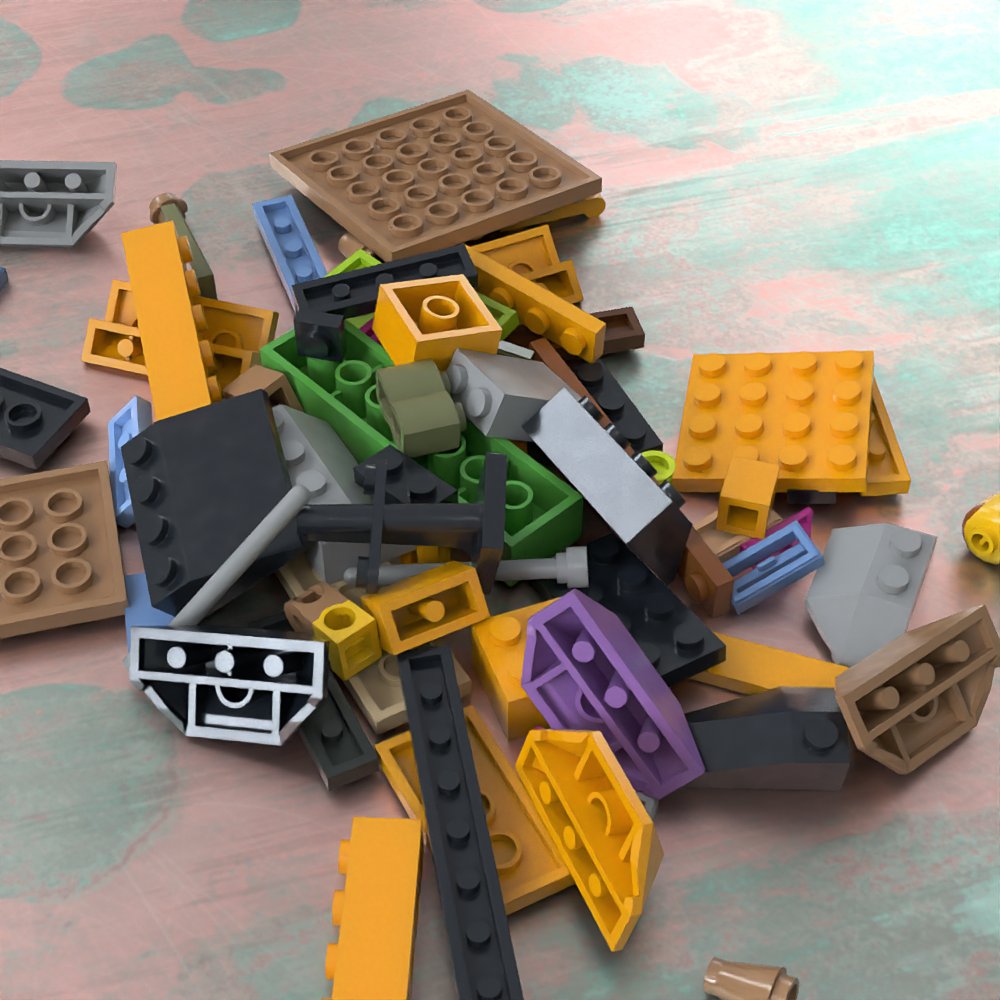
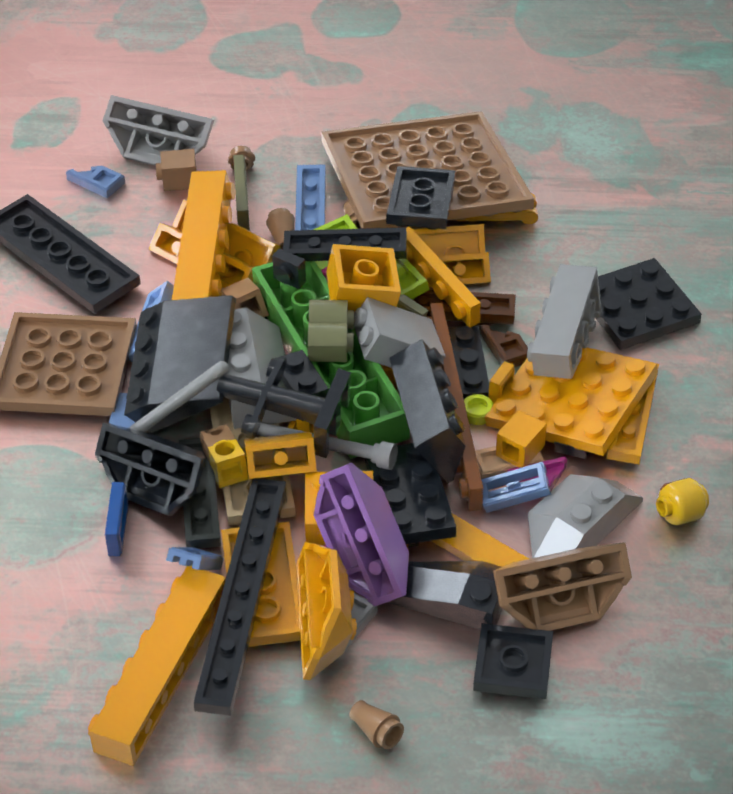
camera: 20 degrees right, 0 degrees up
(83, 244) = (176, 169): none -> medium nougat brick
(202, 773) = (116, 519): none -> blue tile
(266, 289) = (278, 222): none -> medium nougat cone
(358, 801) = (195, 557): none -> medium blue tile
(459, 204) = (421, 197): none -> black plate
(650, 380) = (505, 347): none -> reddish brown tile
(674, 425) = (500, 380): none -> light orange tile
(735, 323) = (565, 321): none -> light grey wedge
(788, 285) = (643, 304): none -> black plate
(899, 826) = (513, 661): none -> black plate

